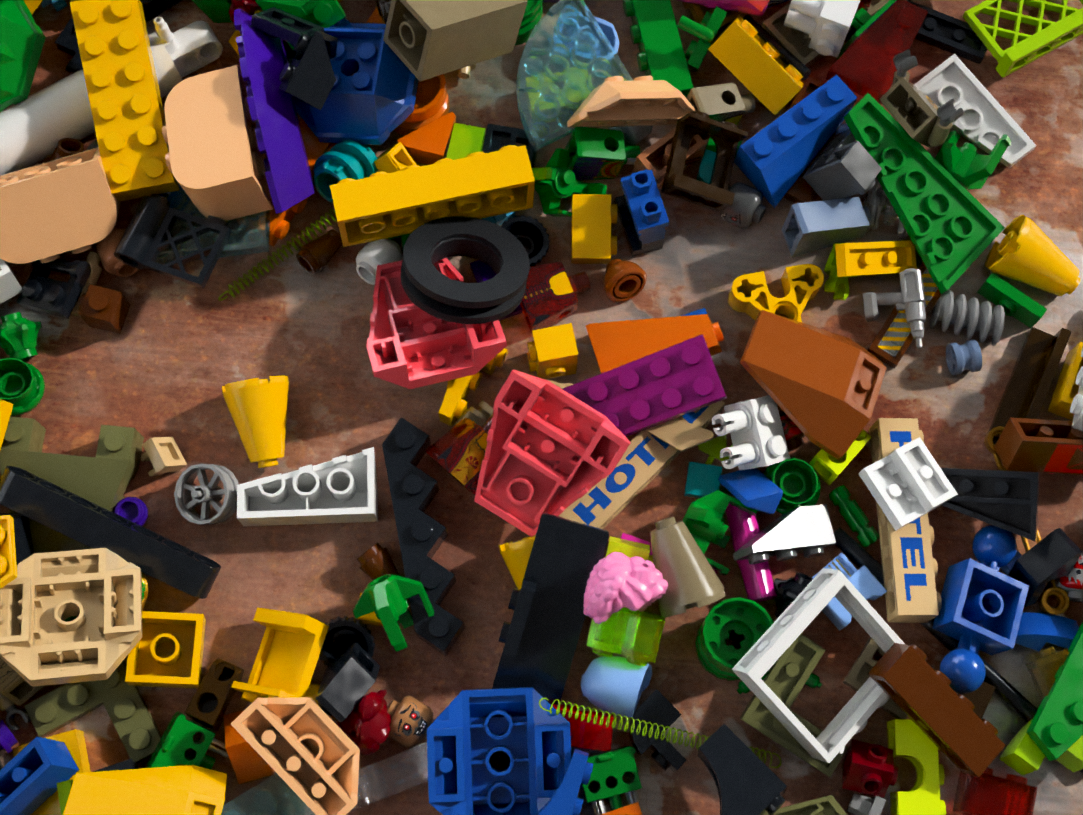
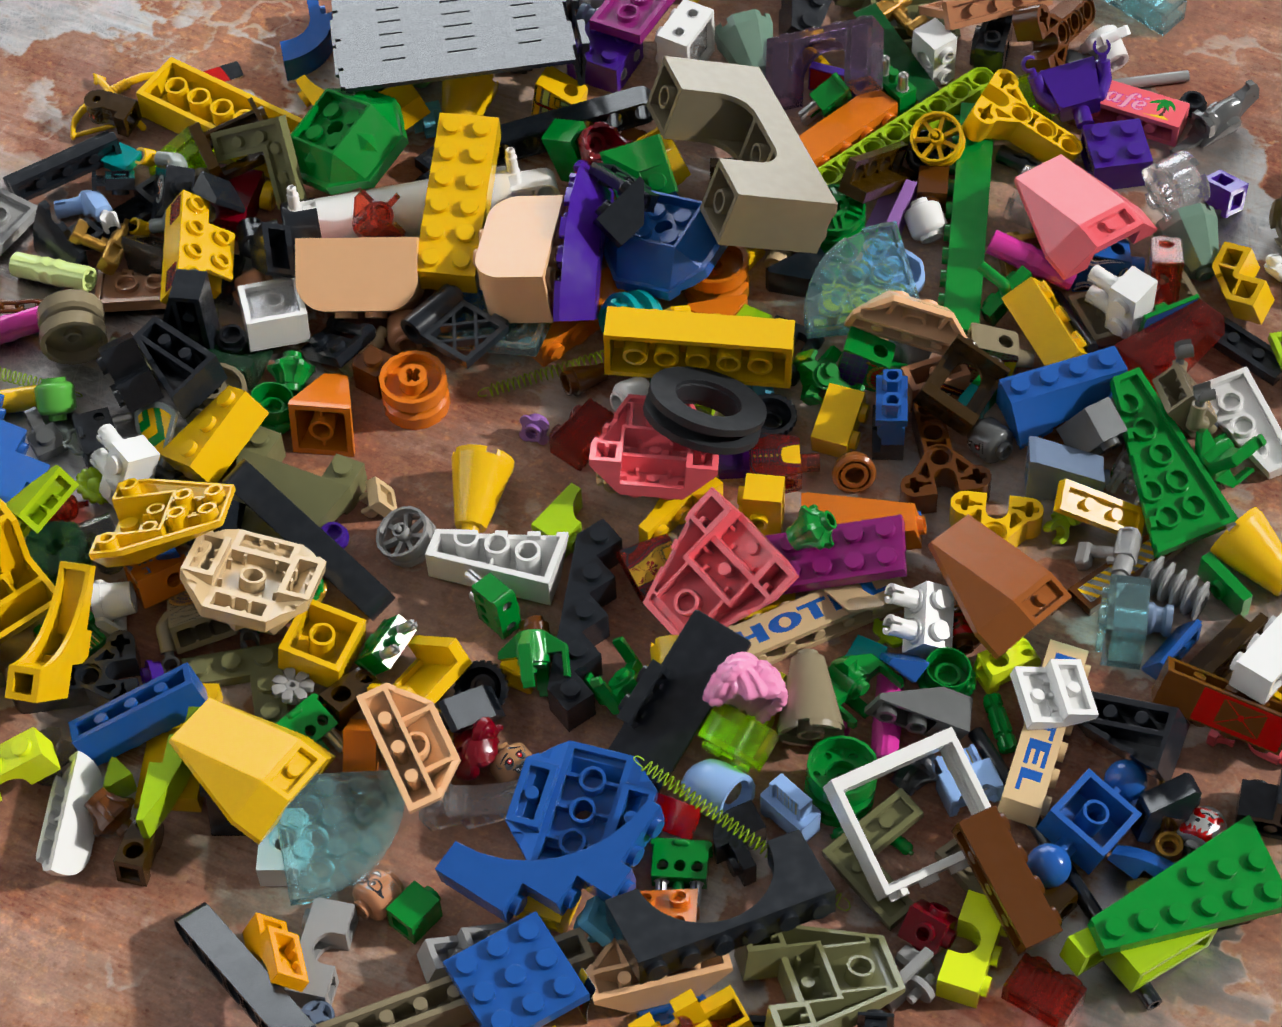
camera: 25 degrees right, 20 degrees down
(43, 140) = (375, 218): none -> clear red brick
(69, 377) = (323, 417): none -> orange slope
(152, 706) = (292, 687): none -> light grey plant
(153, 319) = (414, 390): none -> orange wheel
(231, 627) = (386, 644): none -> green piece
(291, 325) = (534, 428): none -> medium lavender plate
(324, 545) = (494, 603): none -> green piece
(343, 317) = (574, 437): none -> clear red brick
(355, 428) = (561, 516): none -> lime arch
(488, 600) = (621, 683): none -> green piece
(493, 74) = (793, 273): none -> black slope
(622, 380) = (812, 529): none -> green rock
(694, 682) = (790, 807): none -> light blue piece
(723, 252) = (938, 466): none -> reddish brown beam
(940, 375) = (1123, 621): none -> clear light blue brick
(985, 385) = (1175, 646): none -> blue slope

